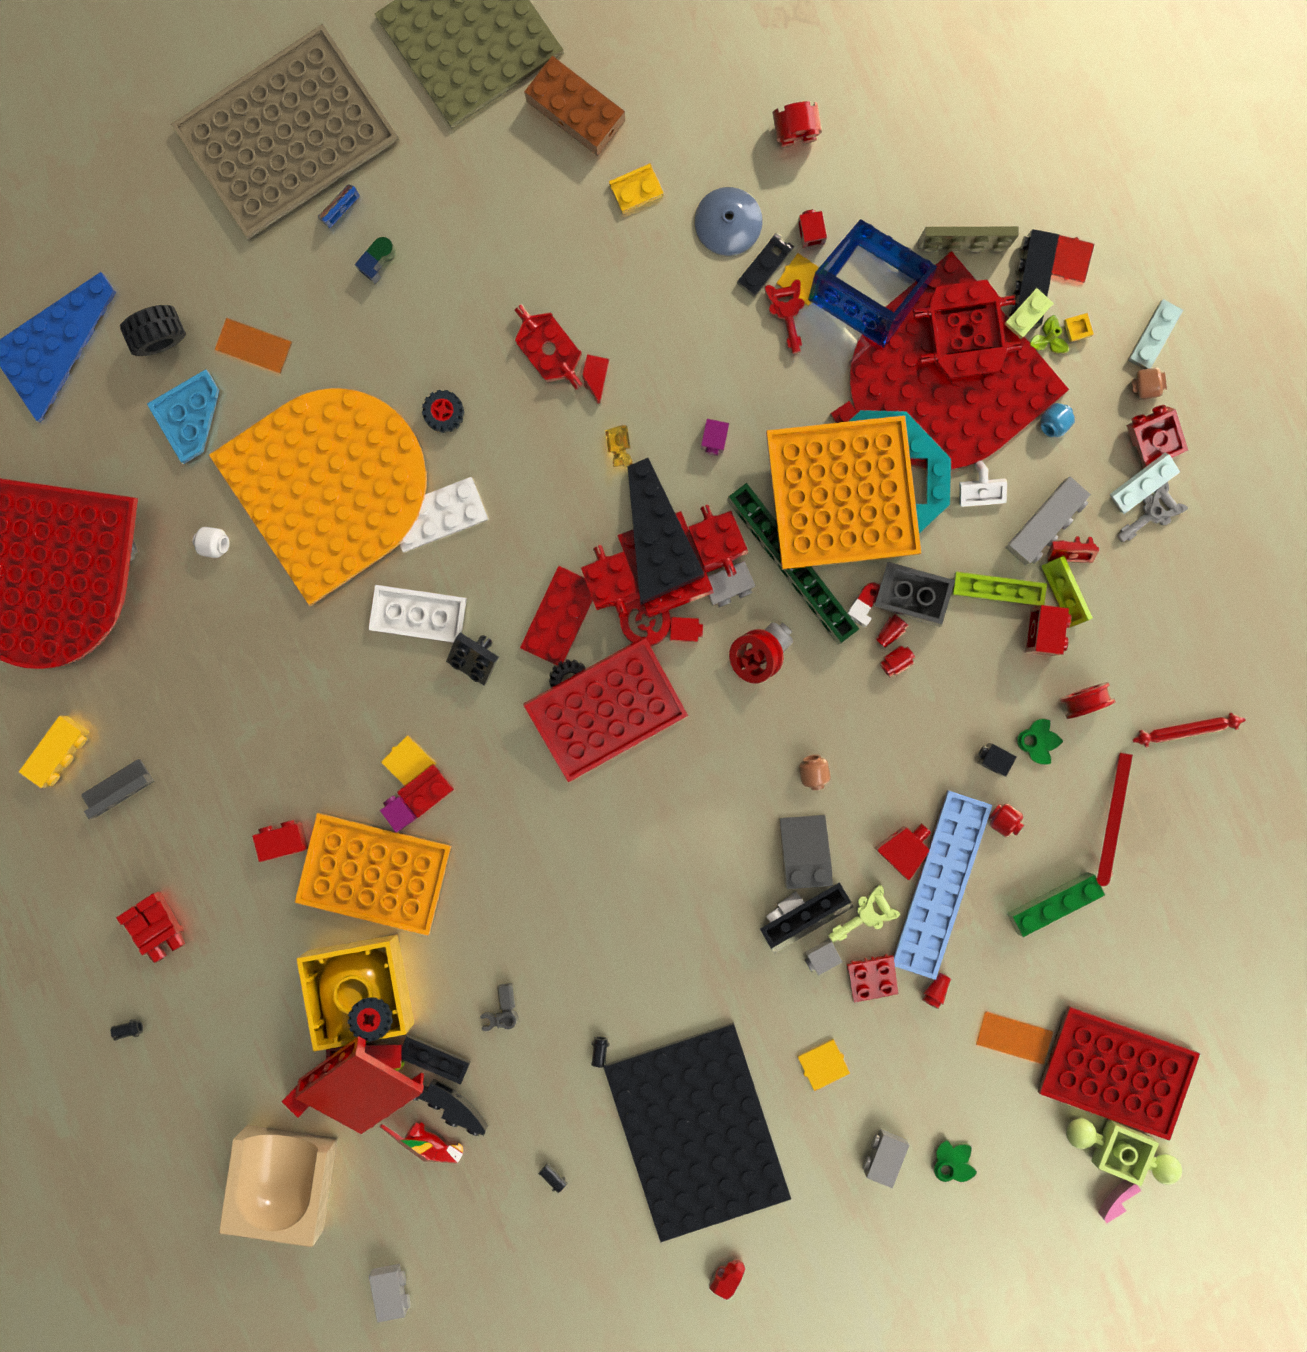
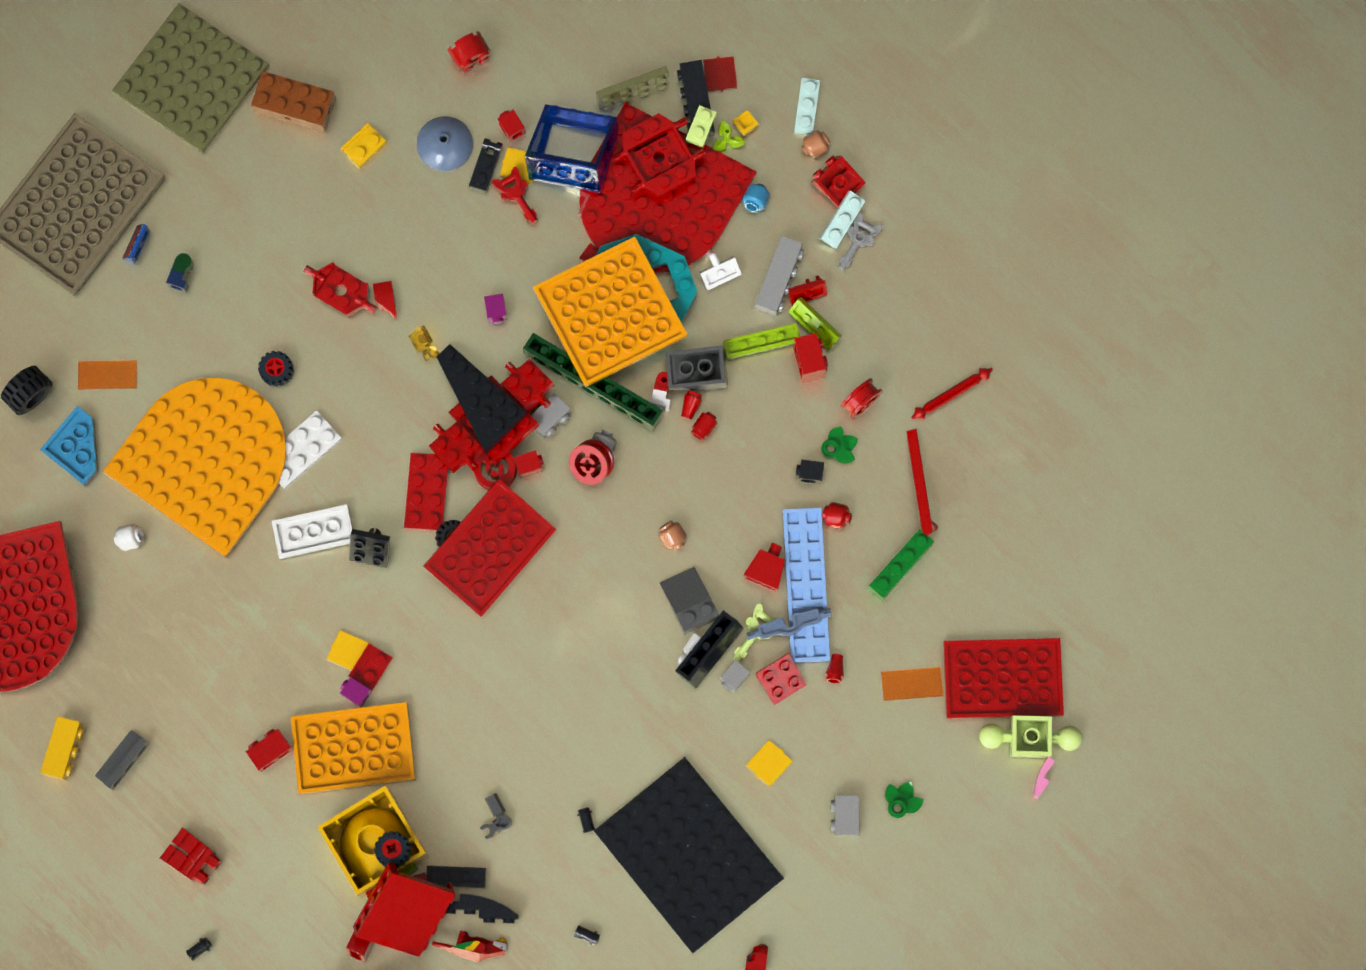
camera: 20 degrees left, 10 degrees down
(918, 925) = (799, 621): none -> sand blue piece

